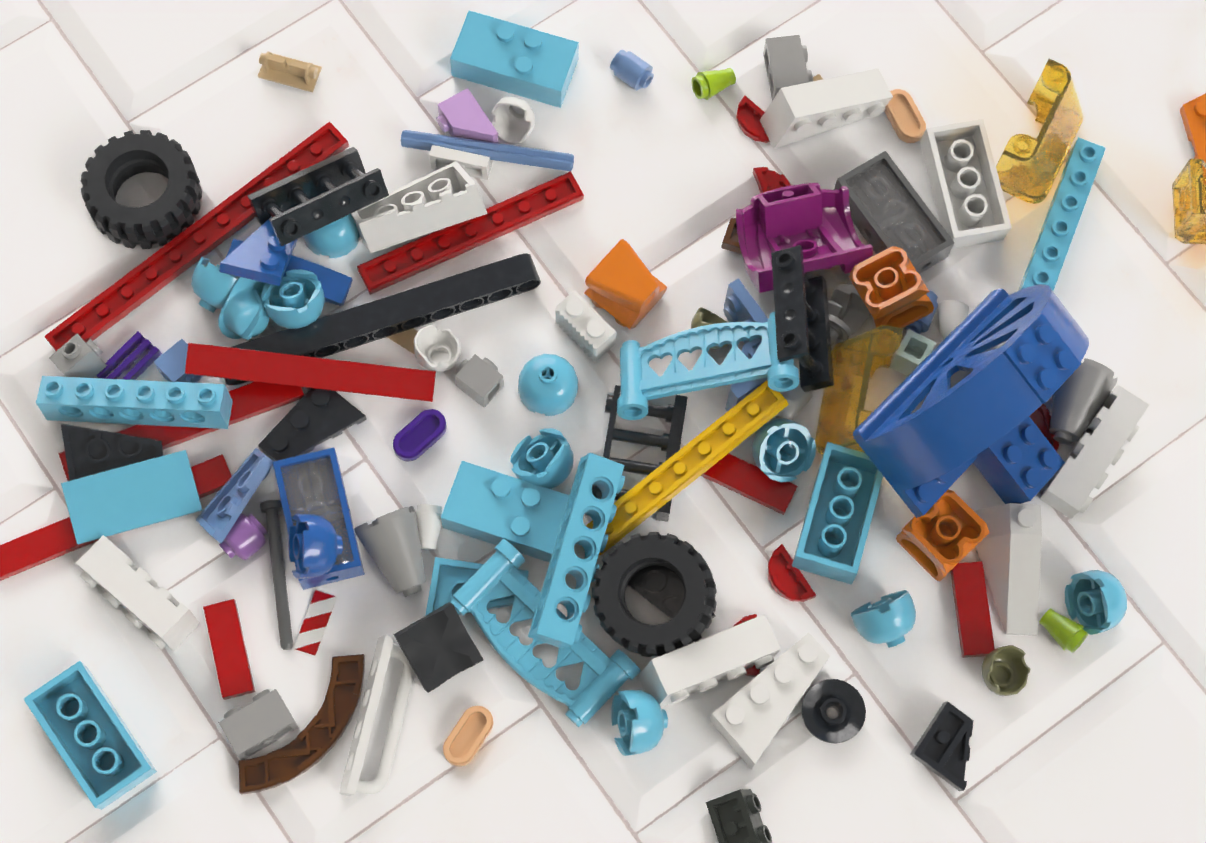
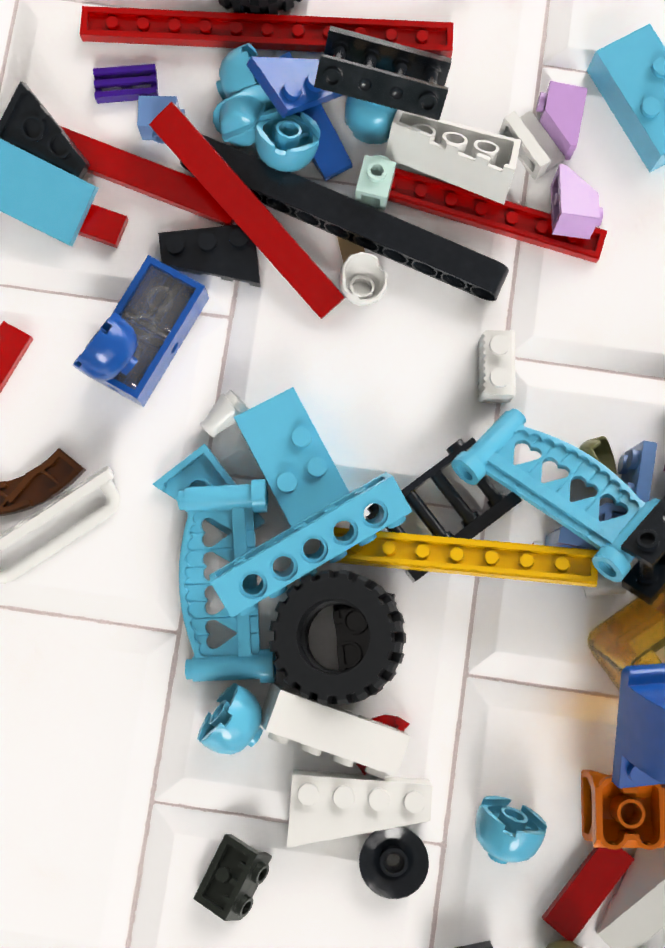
camera: 45 degrees right, 10 degrees up
(79, 358) = (87, 47): light grey brick -> none
(134, 402) = (97, 116): medium azure brick -> none
(233, 497) = (98, 256): medium blue wing -> none
(244, 537) = (79, 293): medium lavender head -> none
(271, 508) = (66, 367): dark grey bar -> none
(315, 622) = (74, 409): sticker -> none
(382, 274) = (375, 181): none -> light aqua brick
(396, 549) = (179, 410): light grey cone -> none
(419, 435) = (287, 336): dark purple tile -> none
(438, 647) = (138, 516): black brick -> none
(468, 736) = (100, 604): light nougat tile -> none
(479, 379) = (373, 334): light grey brick -> none
(495, 151) = (511, 101): medium blue axle -> none
(513, 119) = (600, 147): white hair -> none
(532, 173) = (573, 205): none -> lavender slope
(544, 459) = (358, 444): medium azure cylinder -> none
(548, 384) = (420, 400): medium azure cylinder -> none
(624, 286) = (559, 362): orange piece -> none
(751, 483) = (510, 618): red tile -> none
(783, 449) = (558, 616): medium azure cylinder -> none
(787, 579) = (463, 716): red tile -> none
(838, 514) = (552, 711): medium azure brick -> none

